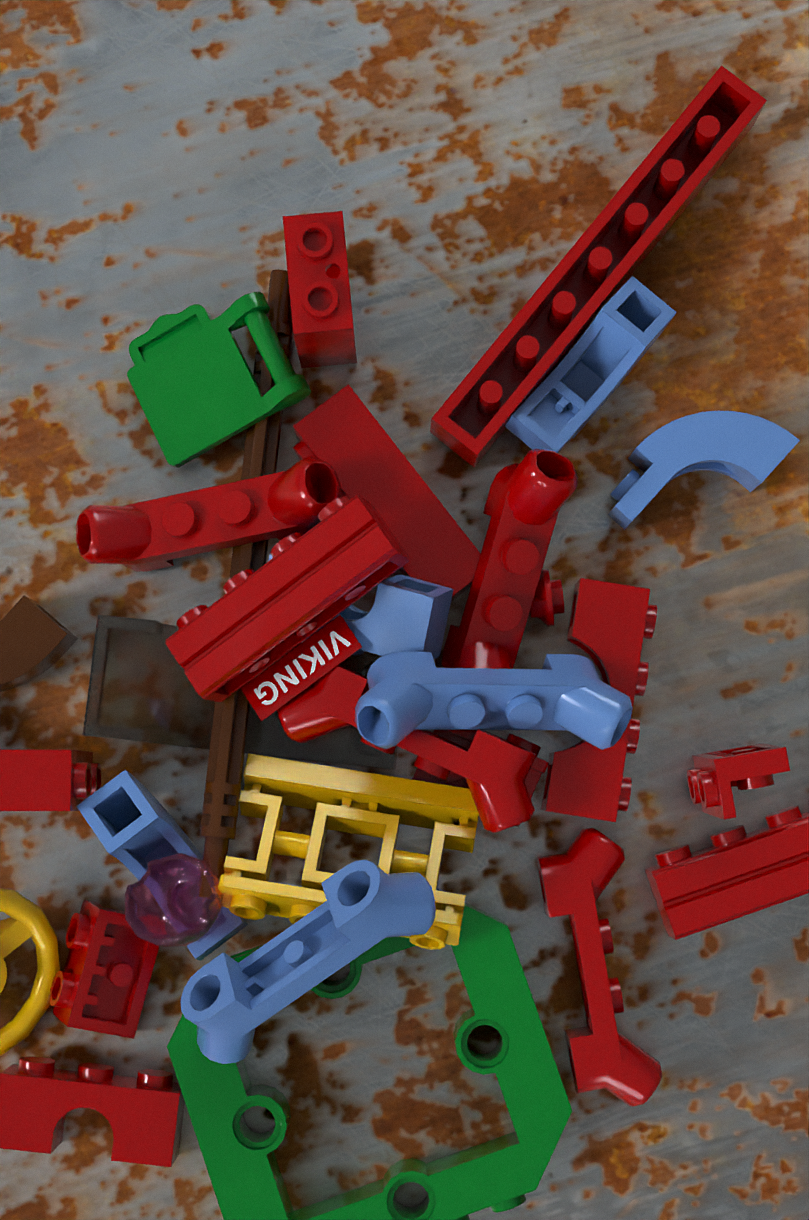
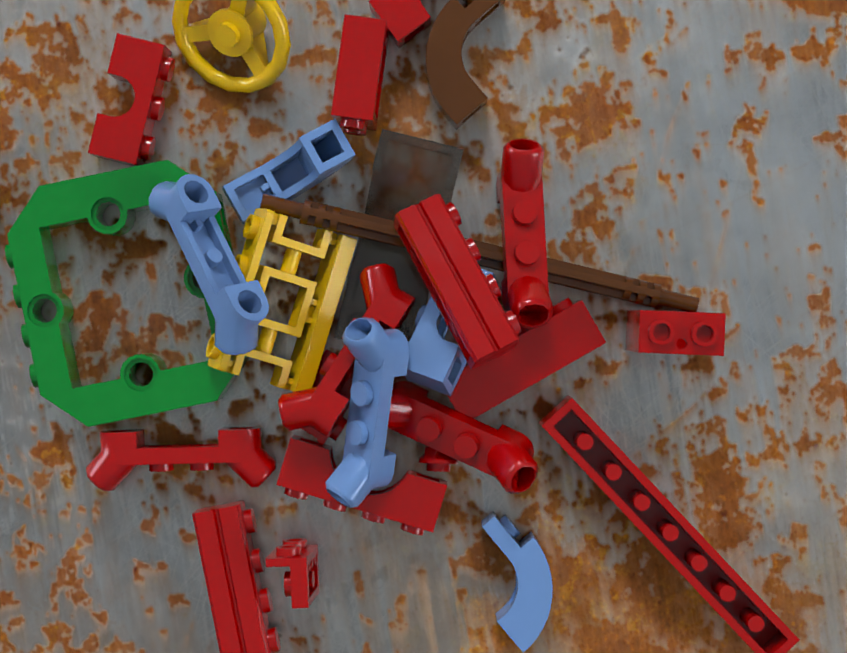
camera: 95 degrees right, 5 degrees up
(103, 973) = (225, 123): red bracket -> none
(167, 905) = (262, 171): clear pink hair -> none
(198, 381) = (624, 237): green piece -> none
(301, 667) = (409, 284): red sticker -> none
(592, 368) = (593, 514): medium blue arch -> none

